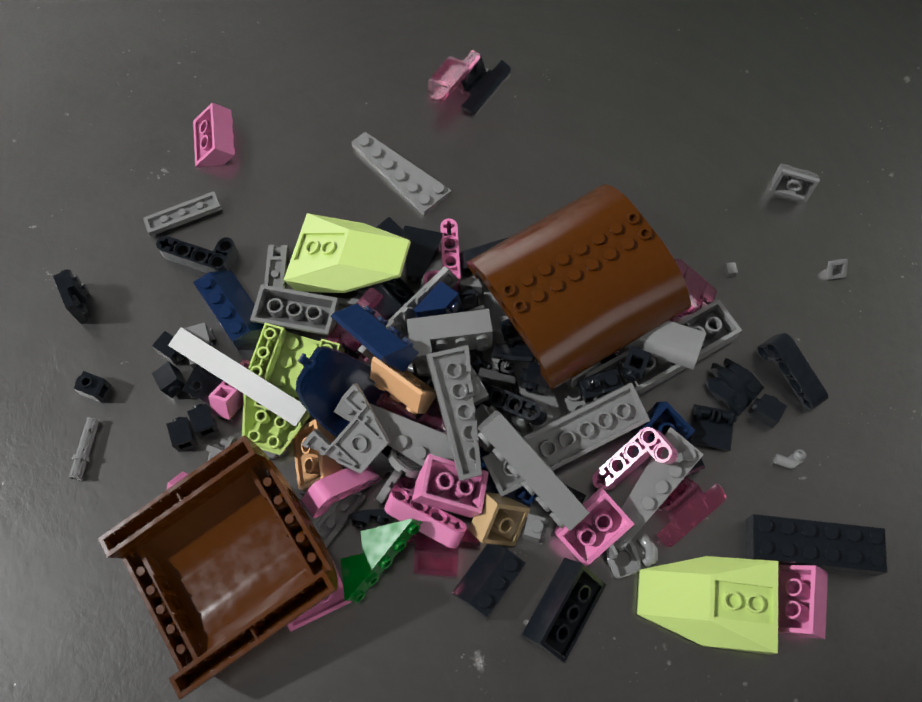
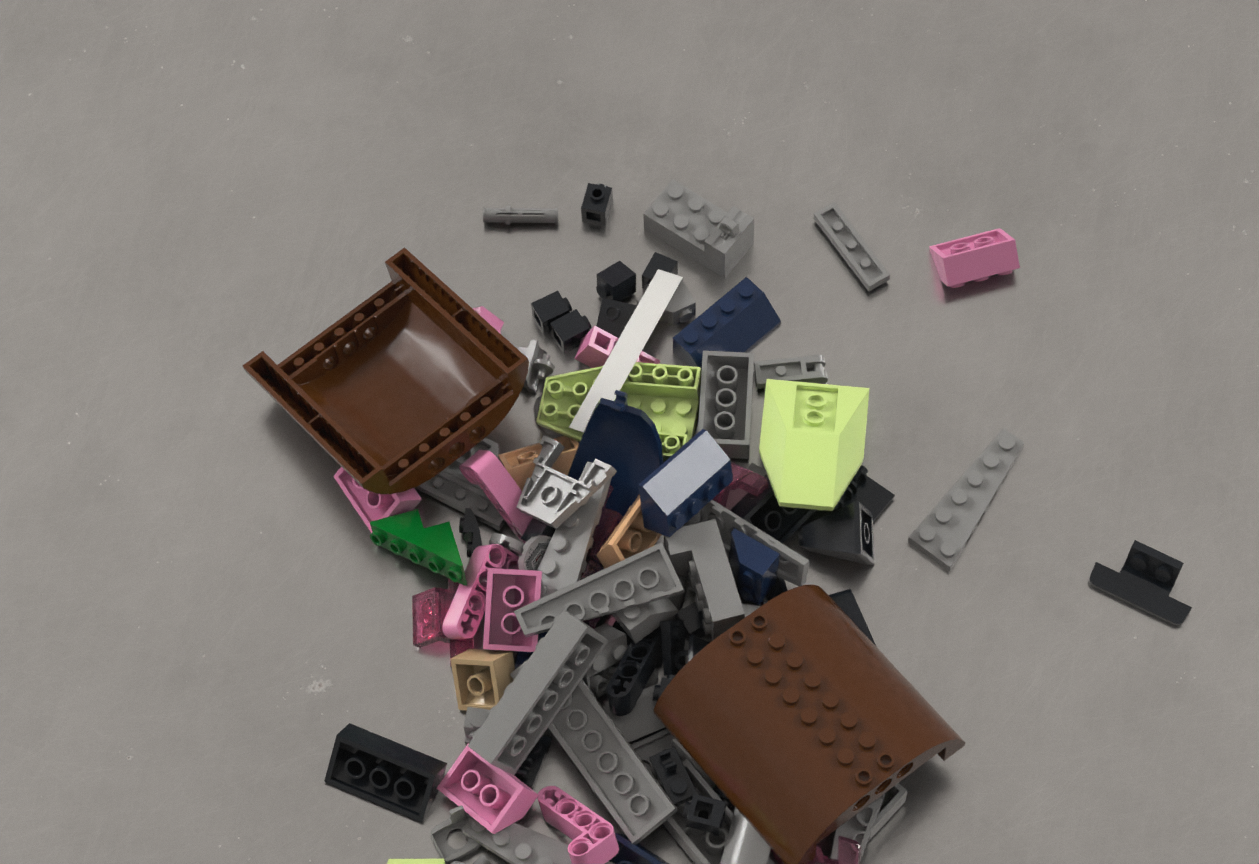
camera: 85 degrees right, 5 degrees down
(73, 294) = (710, 150): black plate -> none
(138, 312) = (700, 228): none -> light grey hinge
(172, 250) = (792, 272): black beam -> none
(448, 255) = (844, 572): bright pink beam -> none
(450, 75) = (1134, 534): clear pink plate -> none
(488, 579) = (411, 682): black slope -> none

